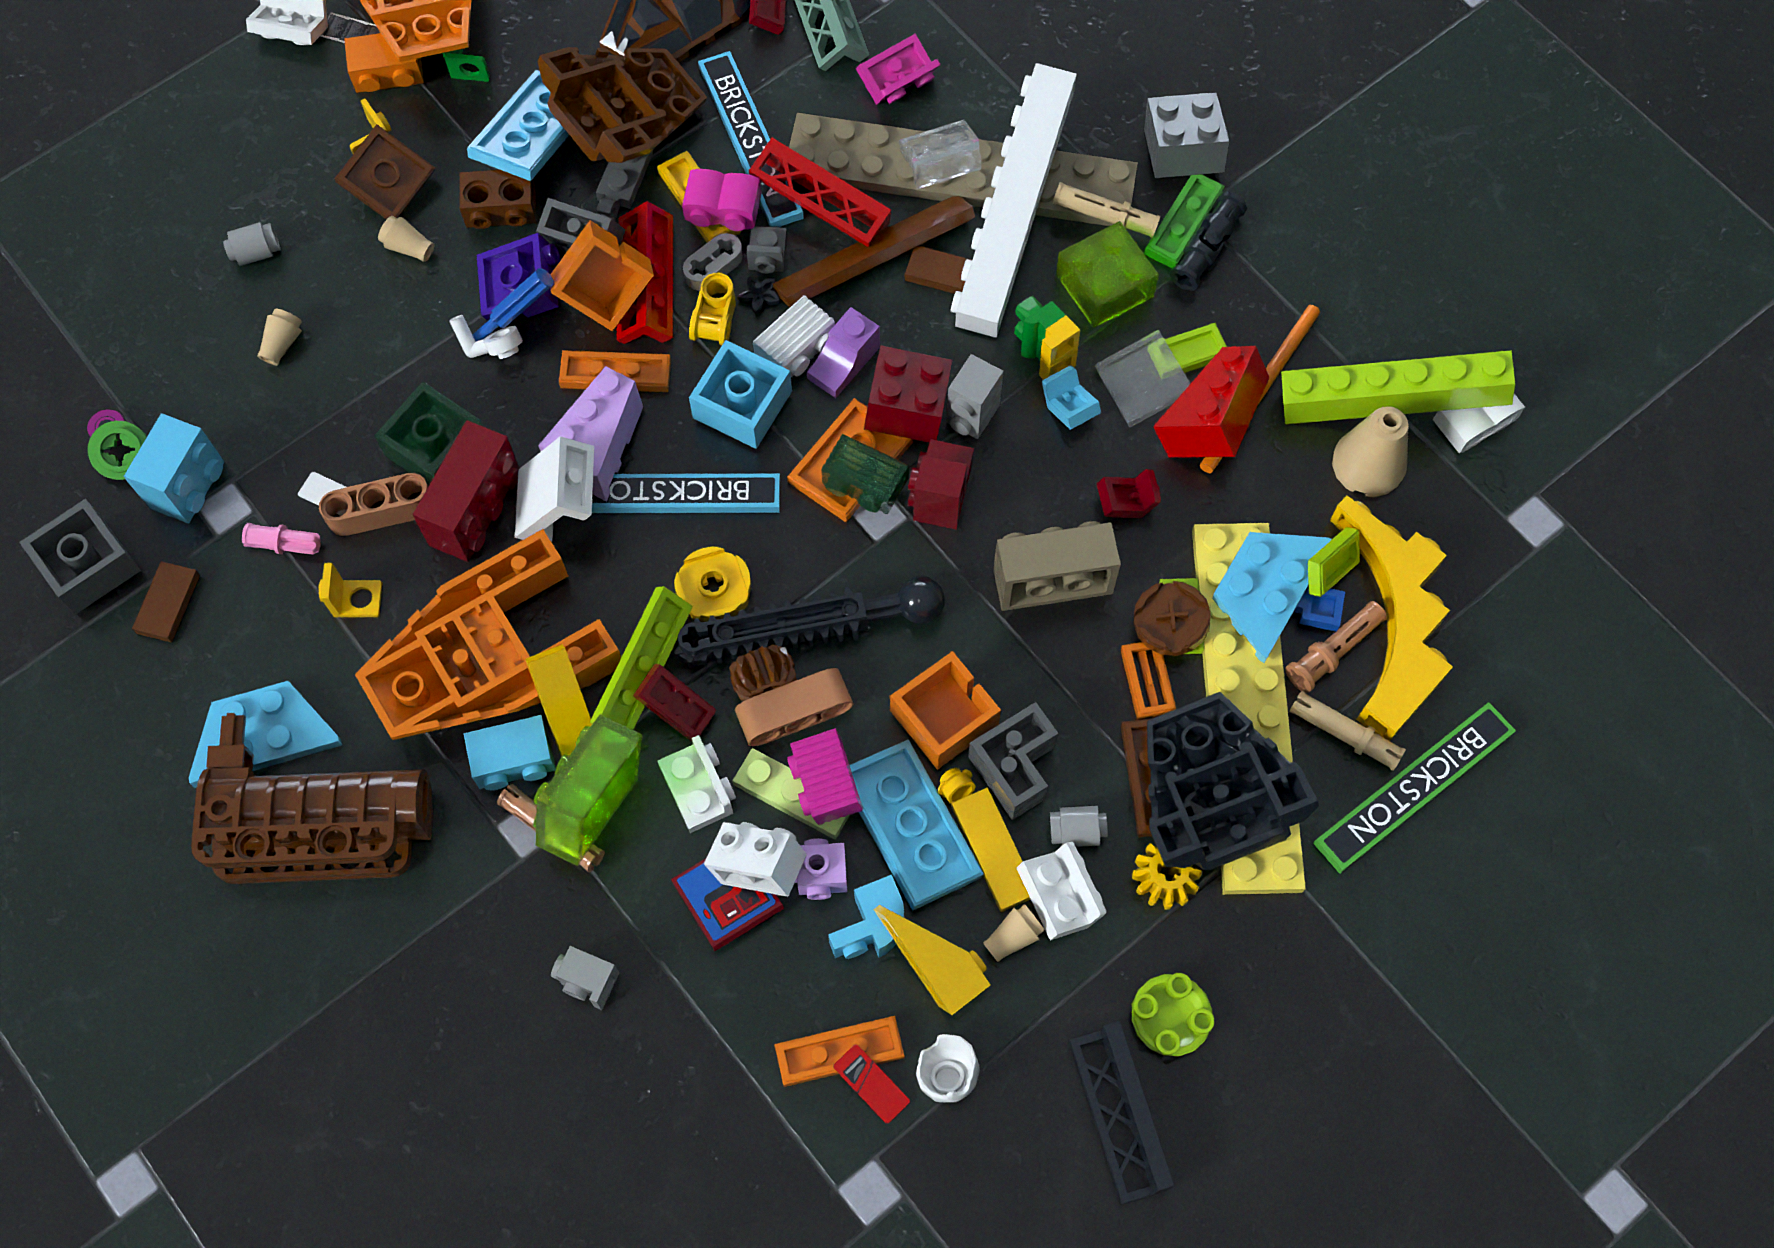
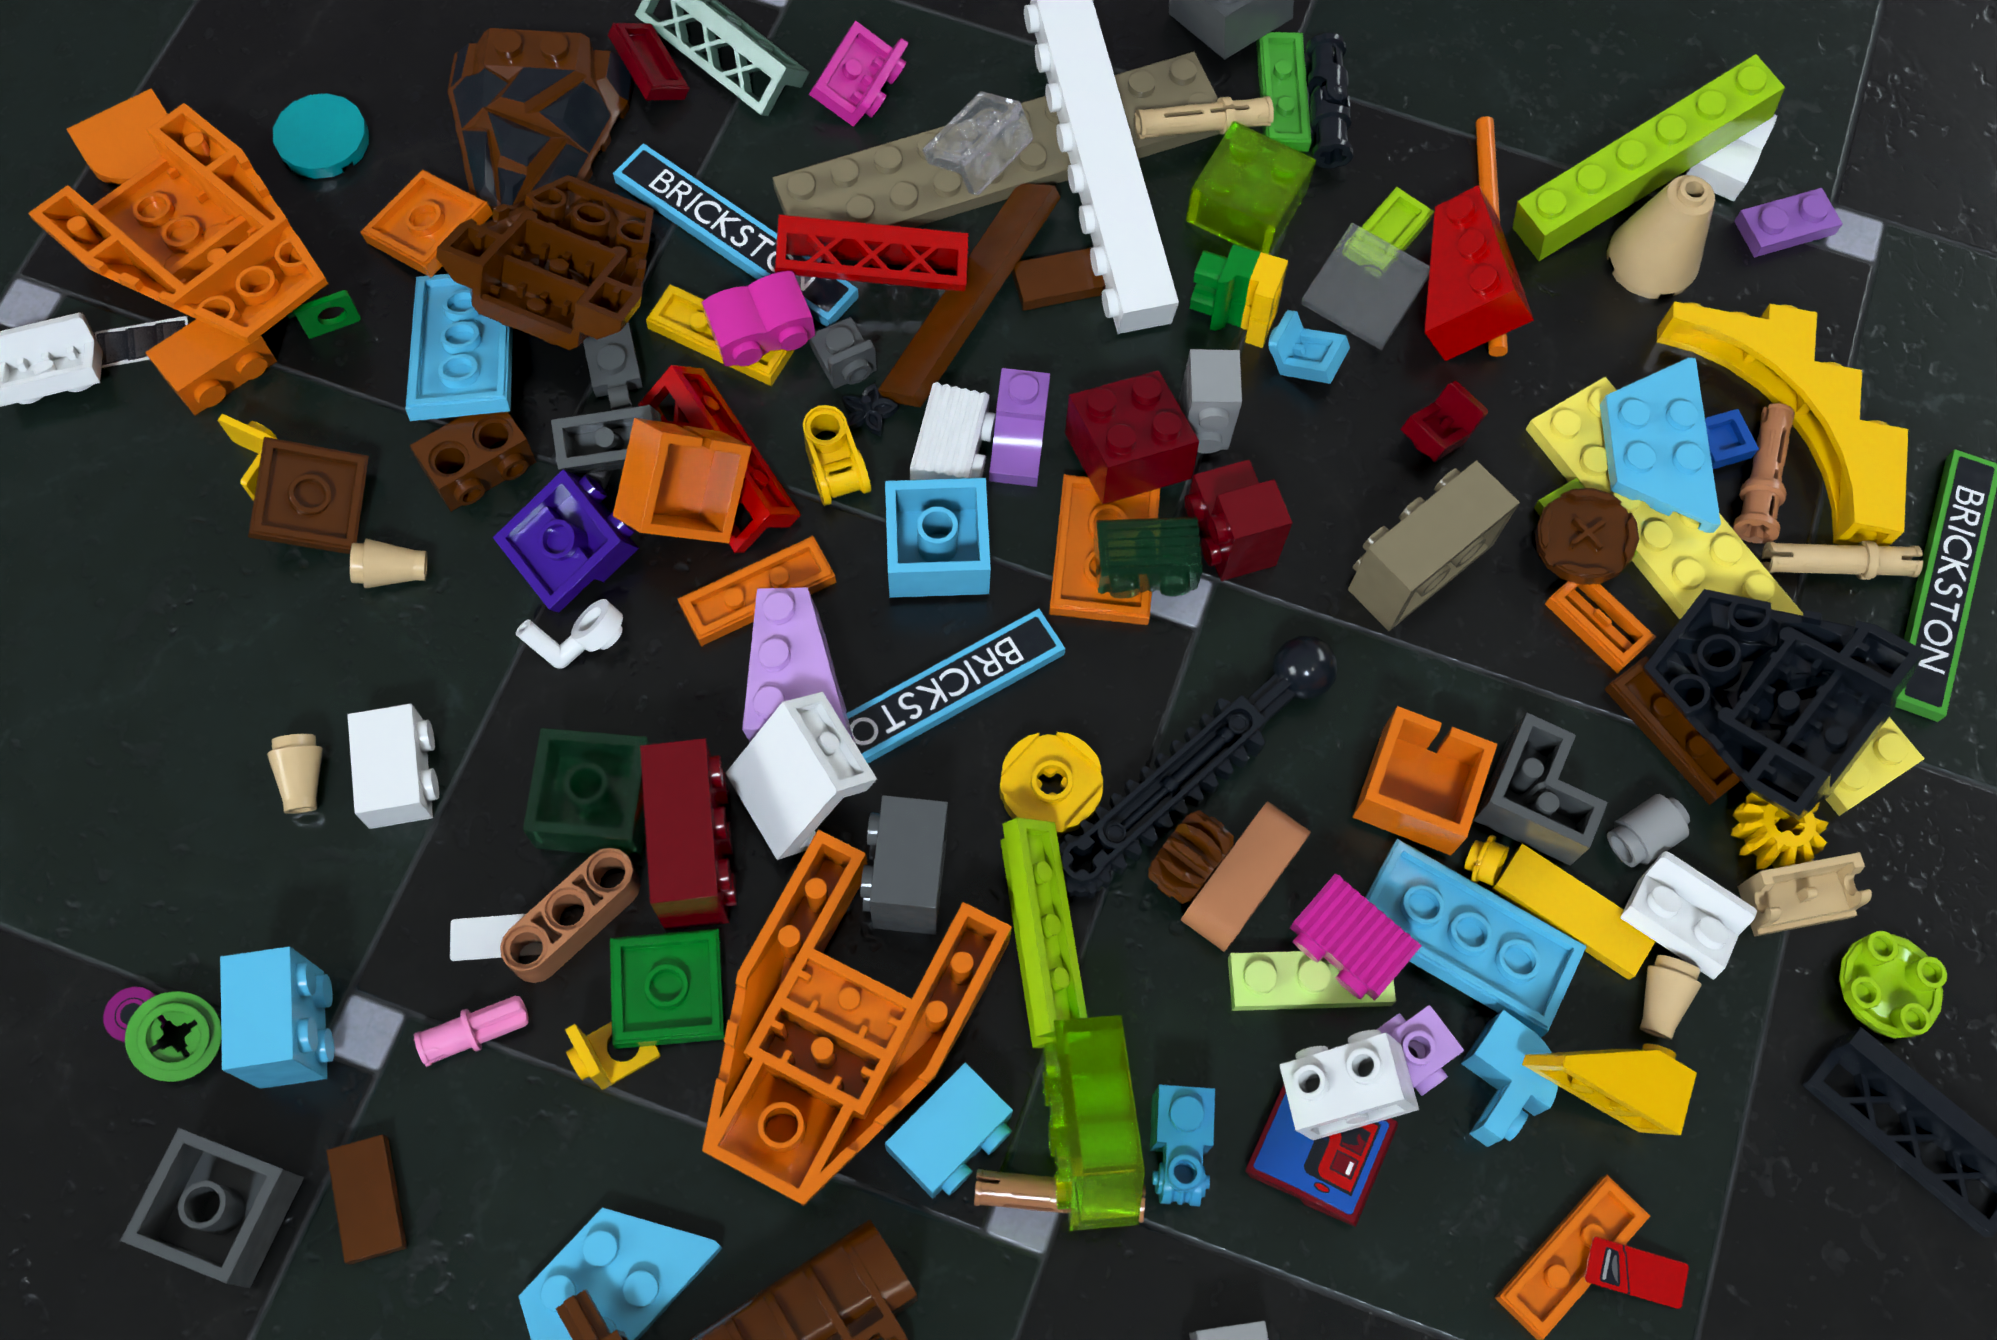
camera: 35 degrees left, 0 degrees up
(251, 243) = (182, 671): light grey brick -> none
(331, 361) = (392, 766): none -> white brick
(404, 576) = (666, 989): none -> green tile
(516, 302) = (593, 569): blue axle -> none
(559, 696) = (986, 1032): yellow tile -> none
(561, 30) = (422, 219): none -> orange tile
(585, 580) = (908, 865): none -> dark grey brick
(645, 829) = (1184, 1133): none -> dark azure brick
(674, 702) = (1110, 951): dark red plate -> none
(696, 785) = (1197, 1034): bracket -> none
(711, 260) = (779, 396): light grey beam -> none
(948, 1069) = (1715, 1201): white hair -> none
(1153, 924) = (1805, 894): none -> tan hinge
(1333, 561) = (1710, 381): lime tile -> none
(1488, 487) = (1788, 222): none -> medium lavender plate

